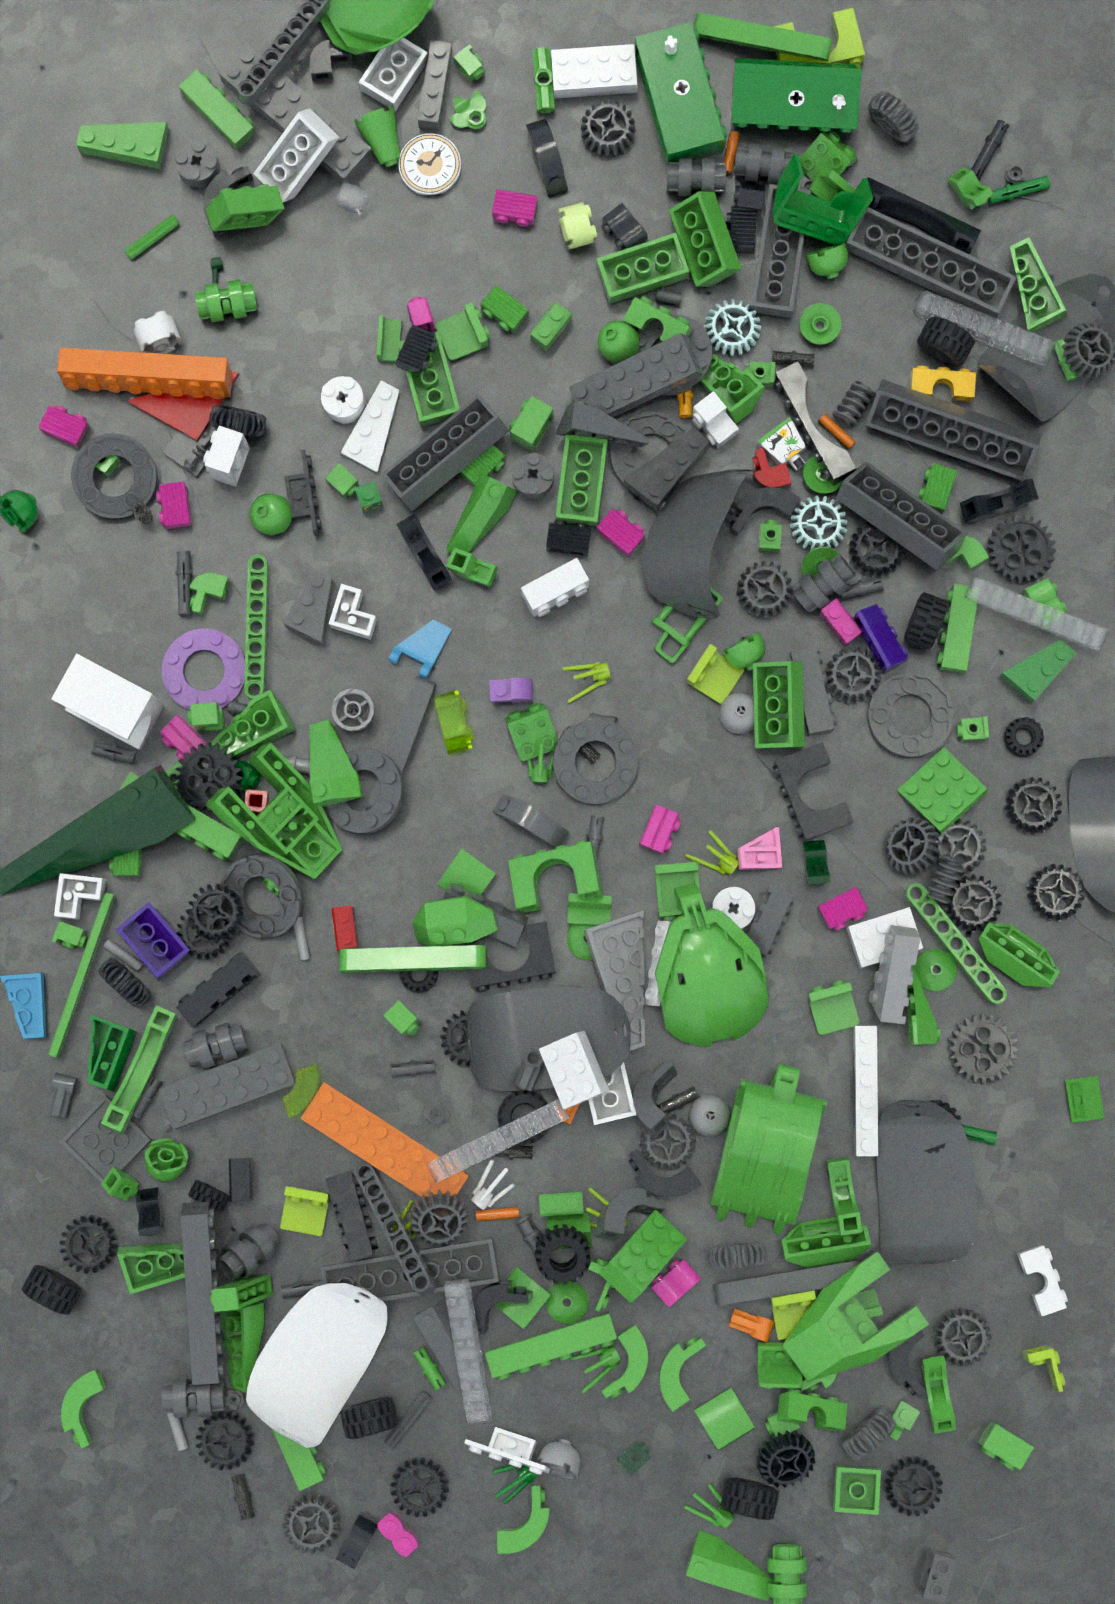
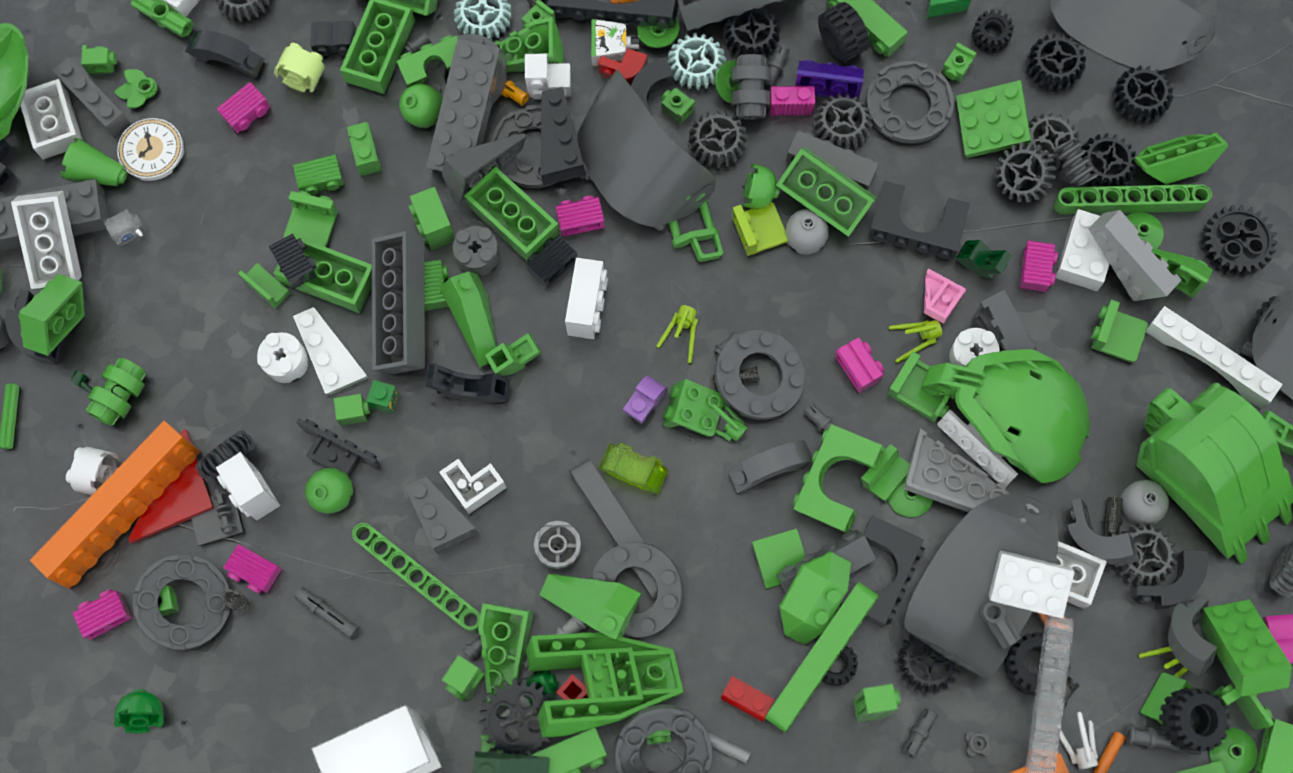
camera: 55 degrees left, 10 degrees down
(180, 736) = (462, 718): dark pink brick -> none
(195, 641) = (386, 639): medium lavender plate -> none
(207, 585) = (345, 593): bright green brick -> none
(420, 313) = (263, 236): dark pink brick -> none
(423, 646) = (547, 447): dark azure flag -> none
(561, 1203) = (1140, 689): bright green brick -> none

